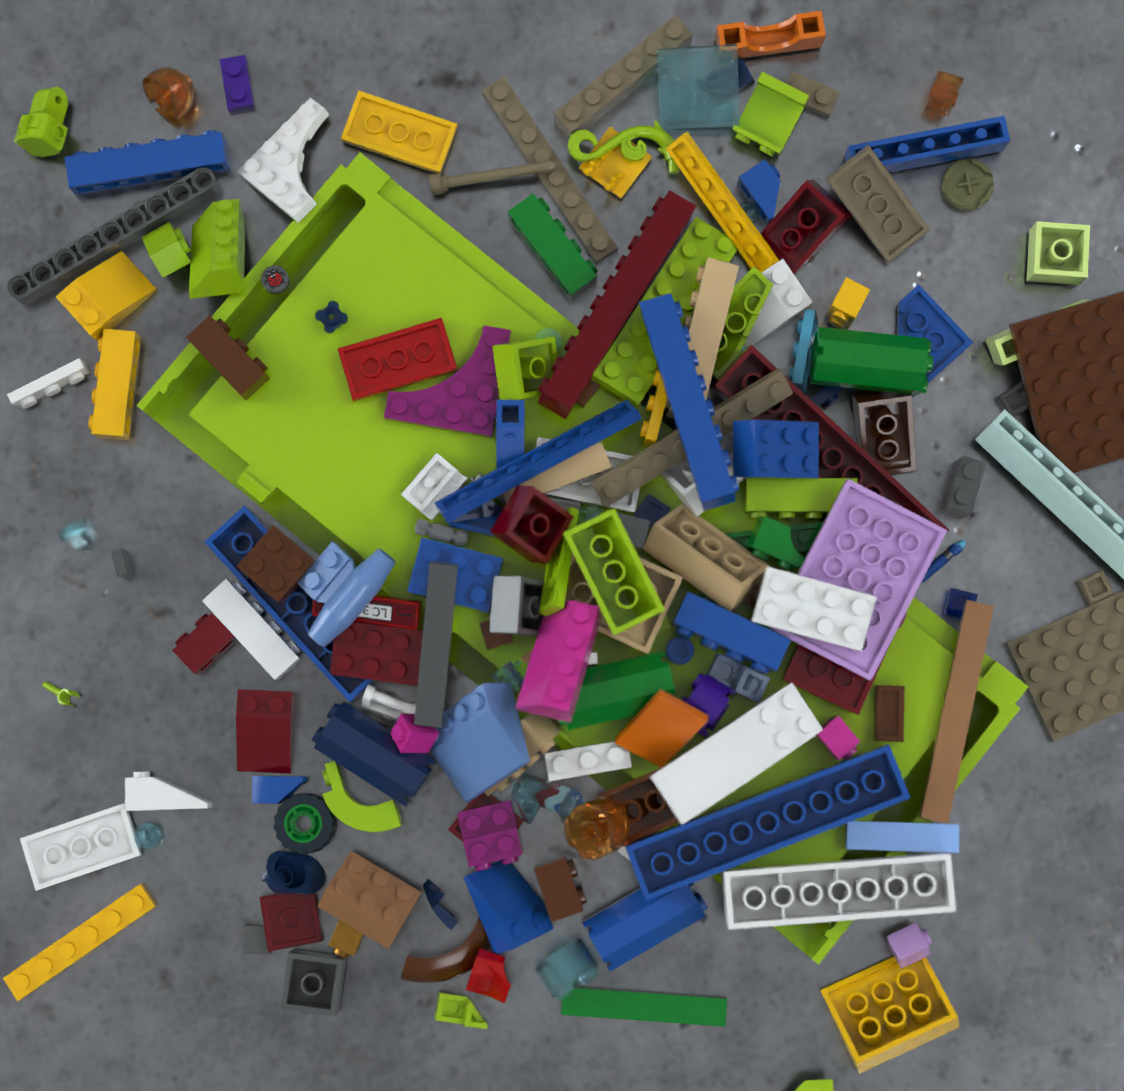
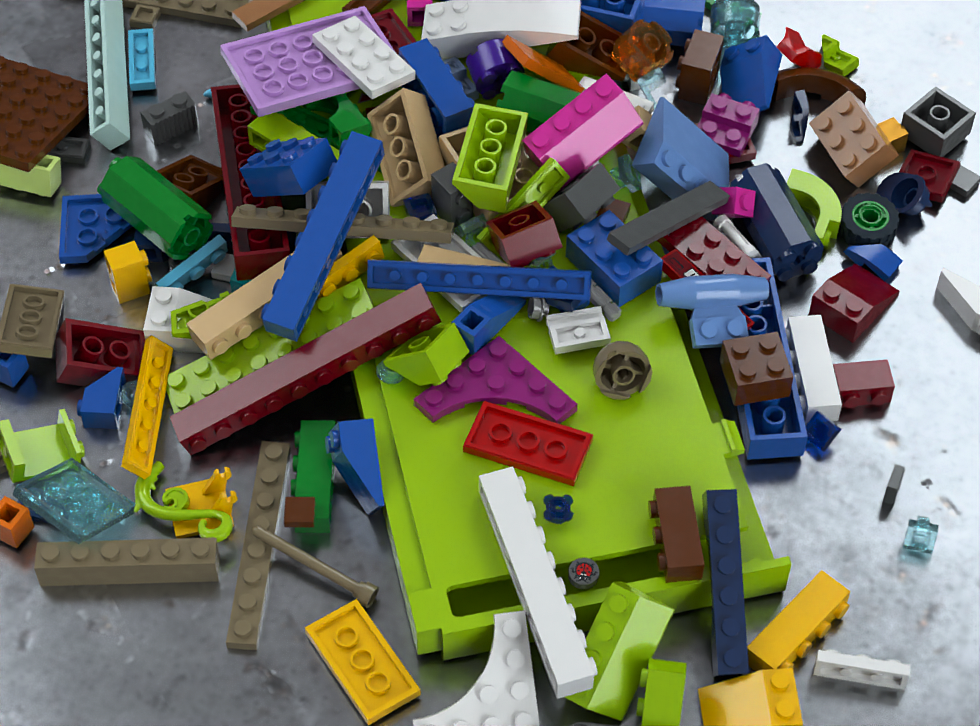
camera: 145 degrees left, 30 degrees down
(176, 358) = (726, 578): none -> dark blue arch
(207, 572) = (821, 431): none -> clear blue plate
(302, 243) = (536, 583): none -> white brick
(371, 469) = (621, 370): none -> dark tan cylinder
(524, 261) = (356, 458): none -> blue slope
(529, 196) = (299, 512): none -> reddish brown tile
(1049, 534) = (141, 59): none -> medium azure plate

